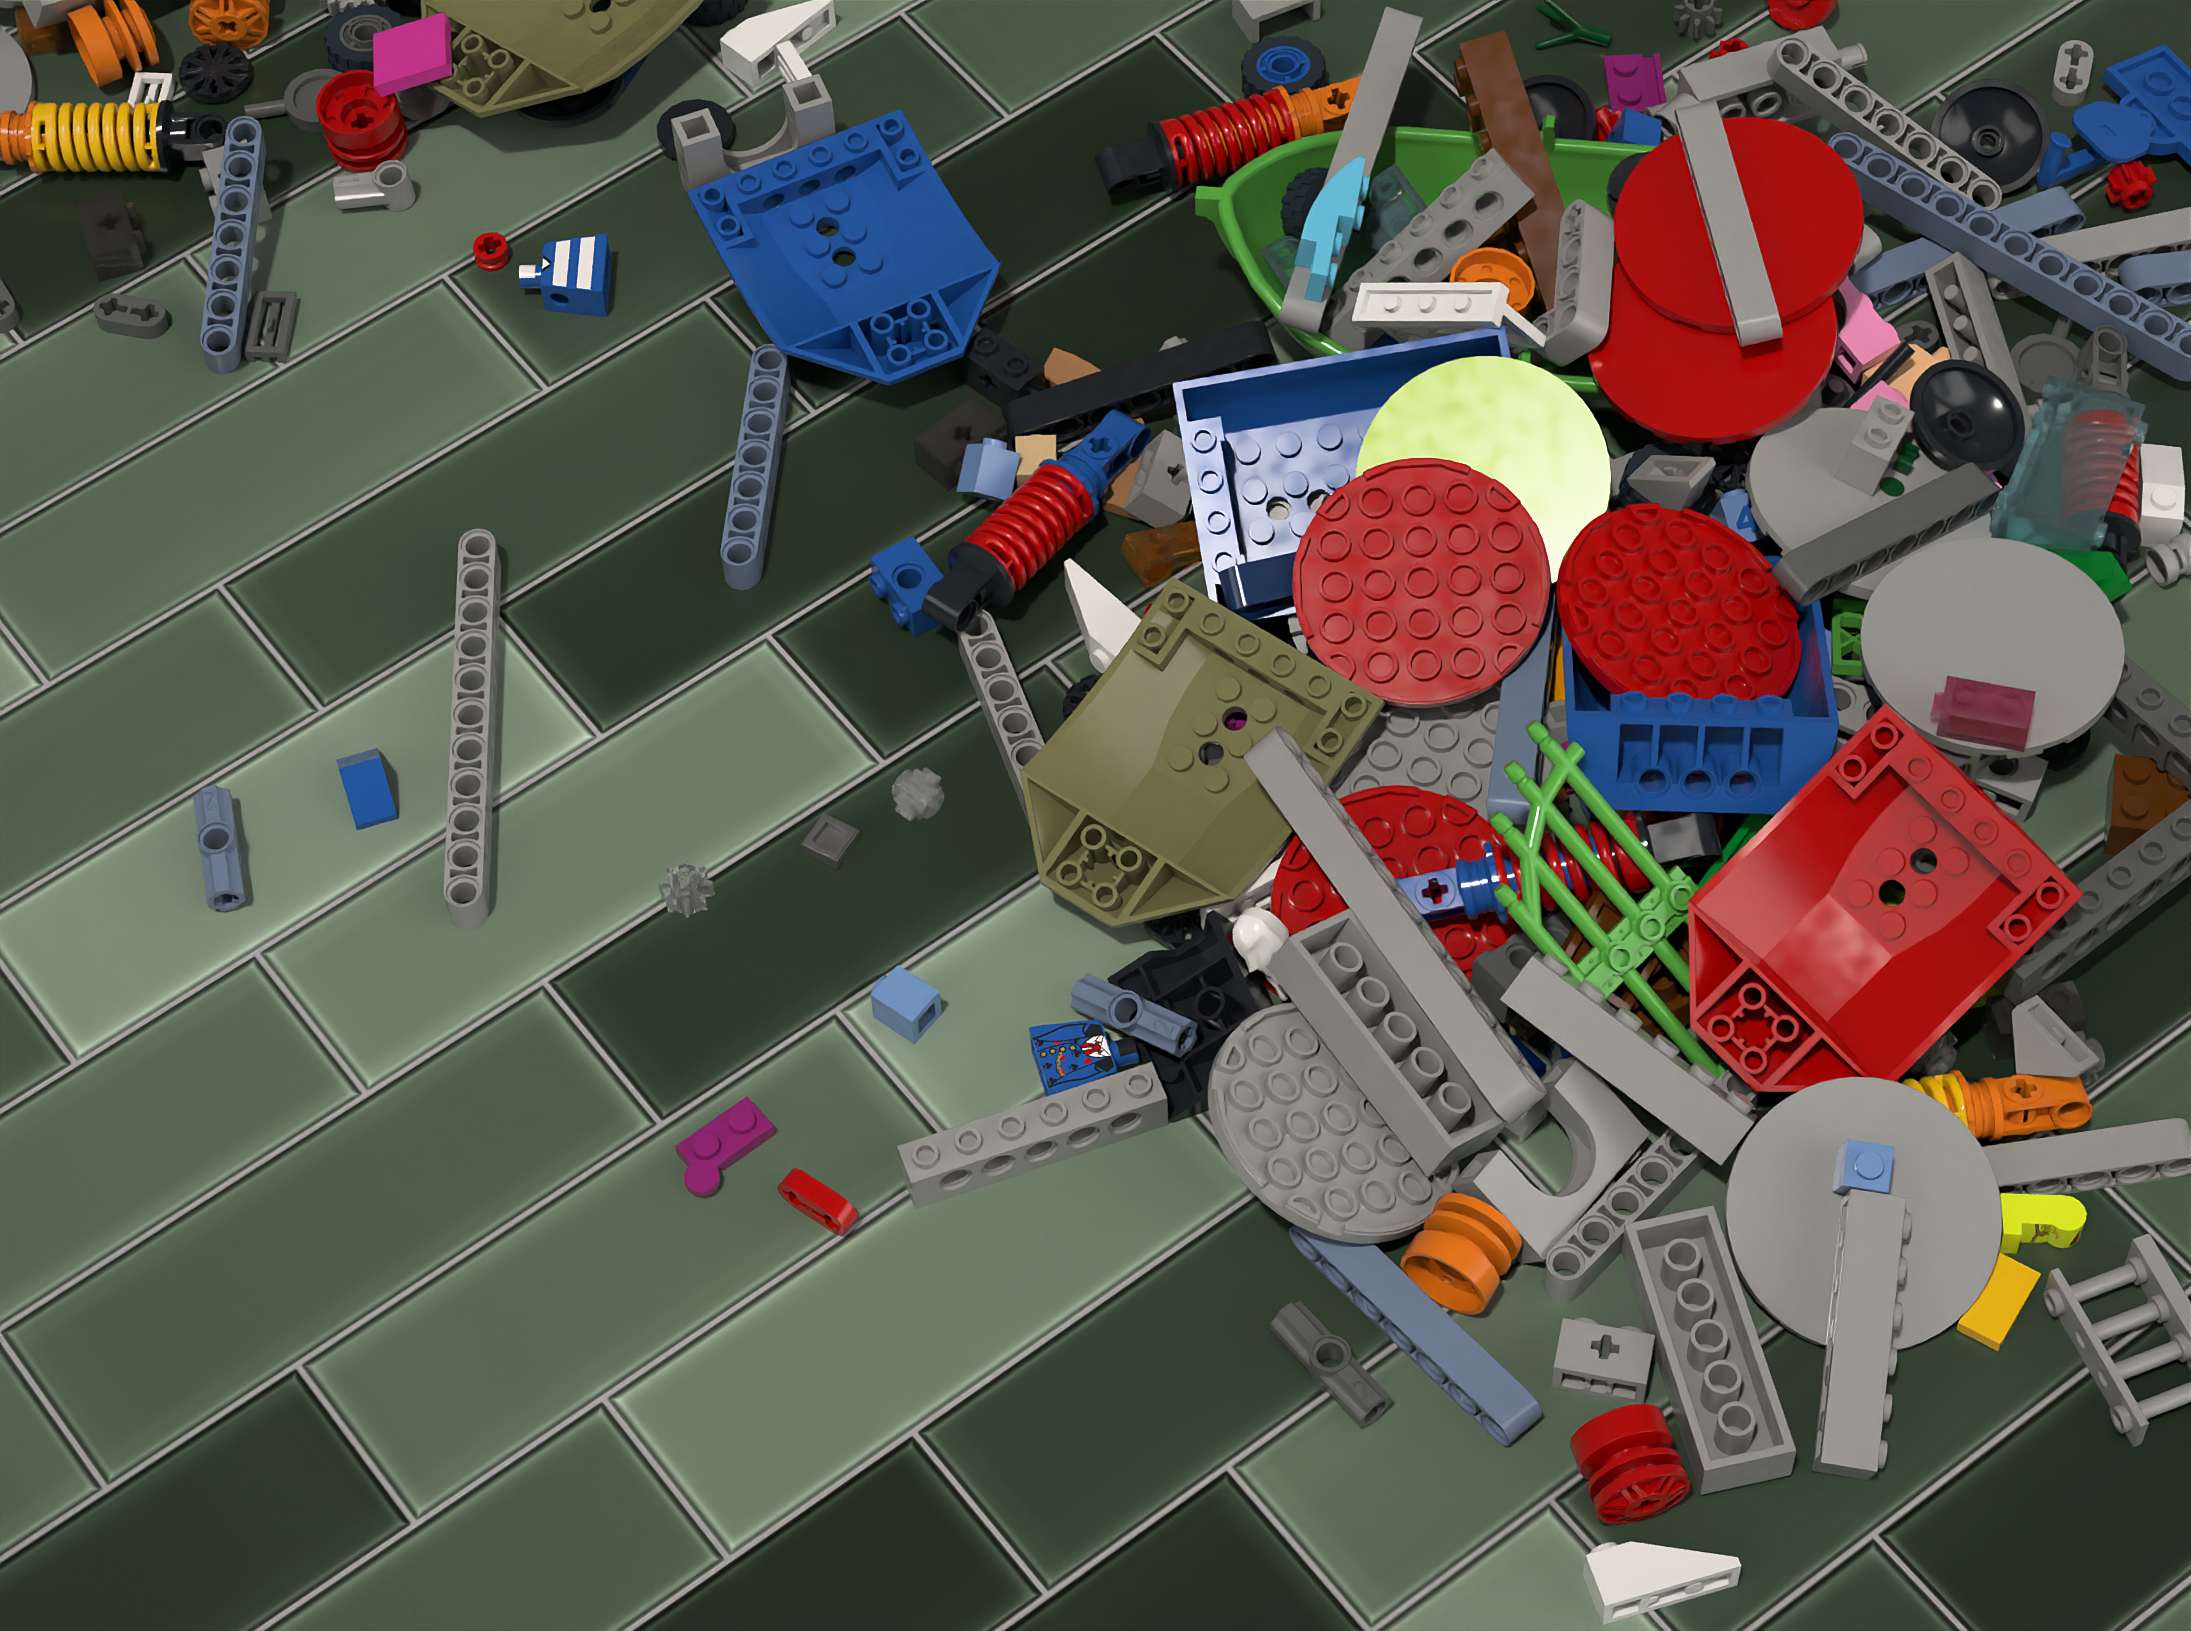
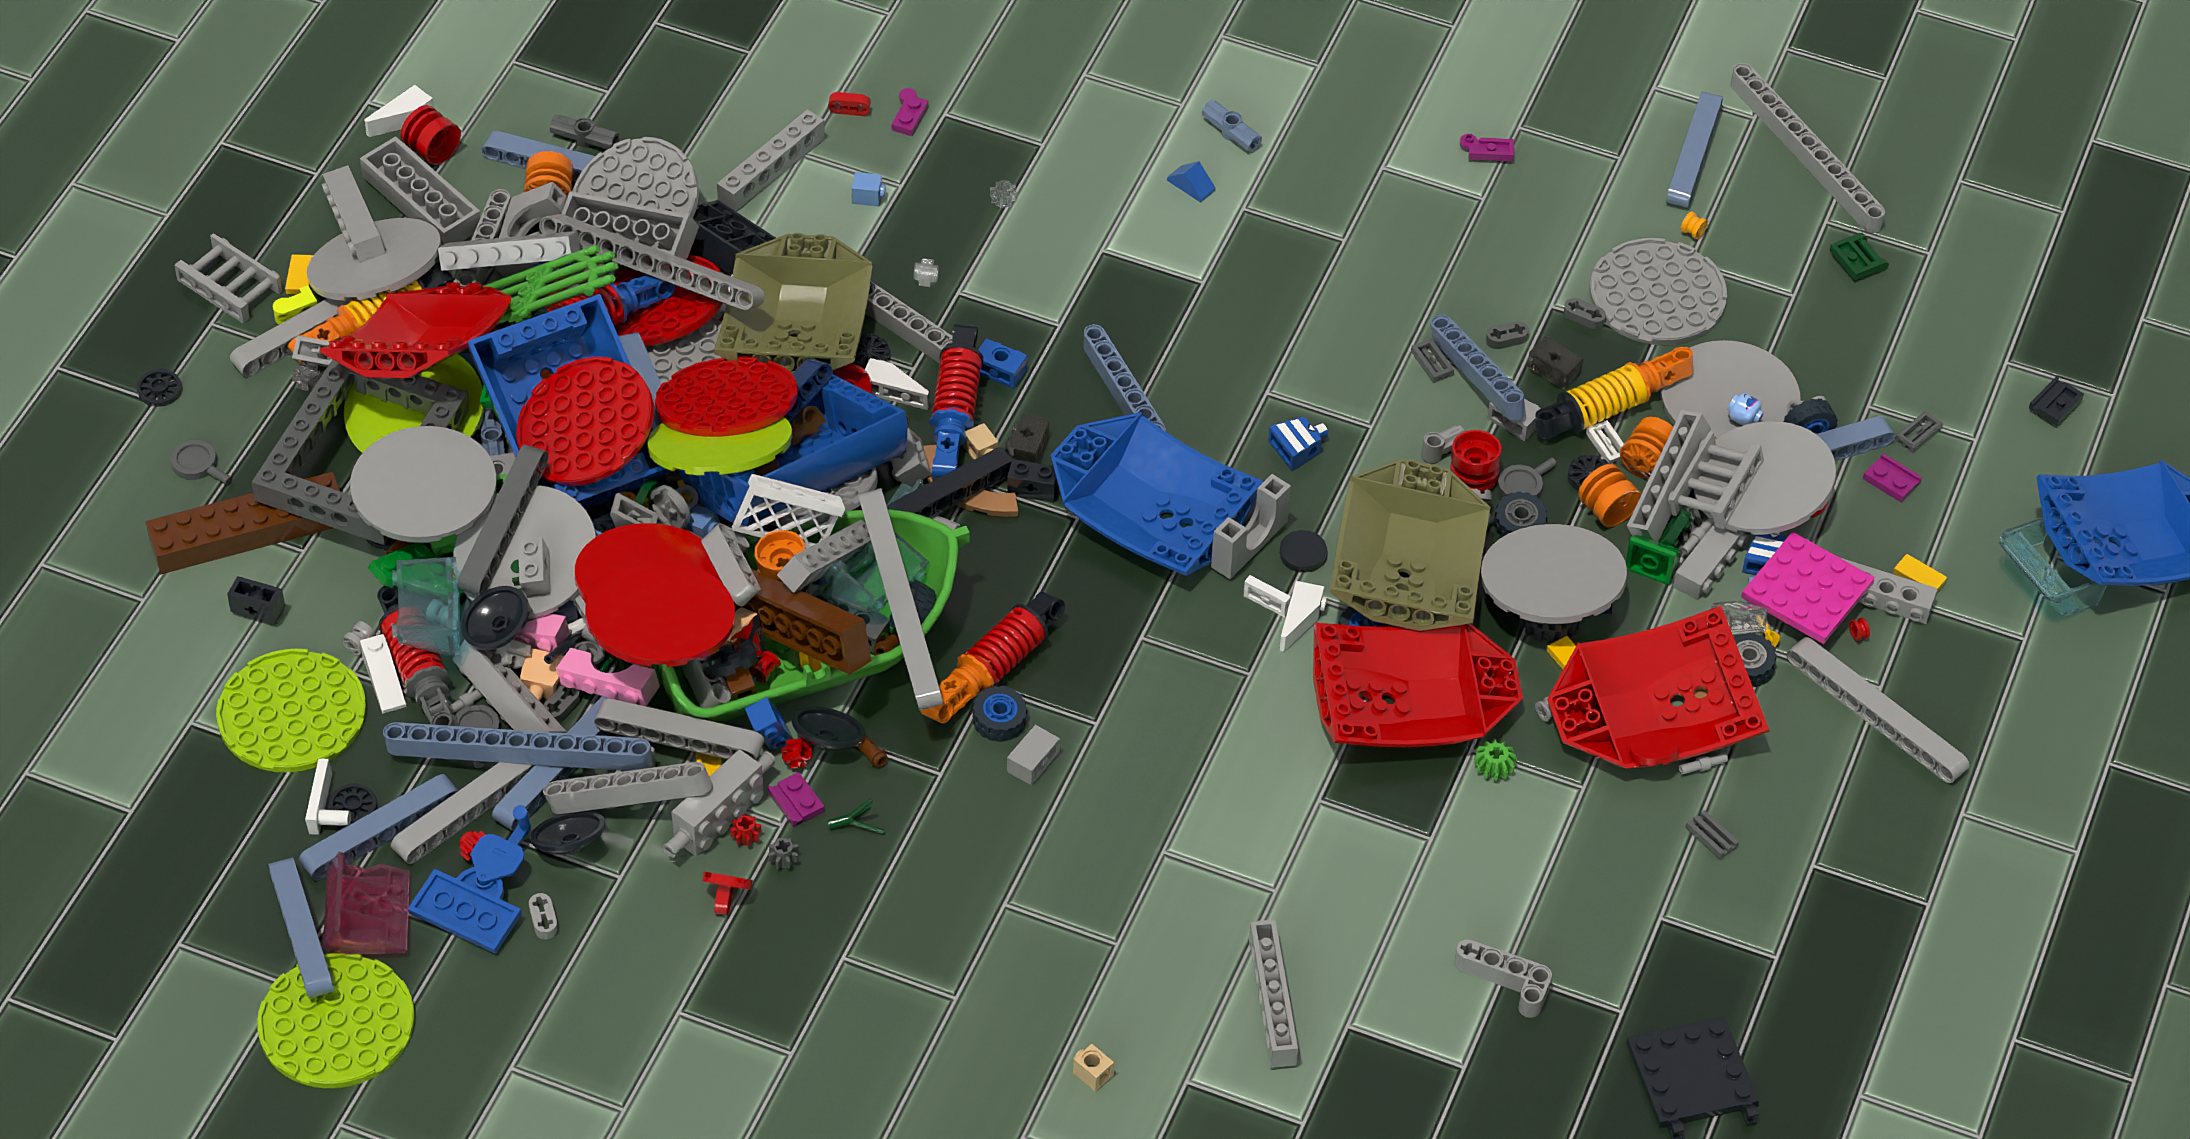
camera: 145 degrees right, 5 degrees down
(412, 54) = (1463, 470): dark pink tile -> none
(473, 668) = (1162, 221): light grey beam -> none
(494, 261) = (1354, 436): red bush -> none
(830, 841) = (955, 247): flat silver tile -> none
(988, 470) = (999, 420): medium blue brick -> none
(1077, 1054) = (772, 197): blue torso -> none
(1151, 1024) = (757, 218): sand blue piece -> none
(1257, 939) = (715, 250): white piece -> none
(1330, 225) = (879, 527): medium azure slope -> none
(1583, 1371) = (467, 176): light grey brick -> none
(1728, 223) = (662, 595): light grey beam -> none
(1863, 1167) = (378, 249): medium blue brick -> none
(1983, 713) = (409, 431): clear pink brick -> none

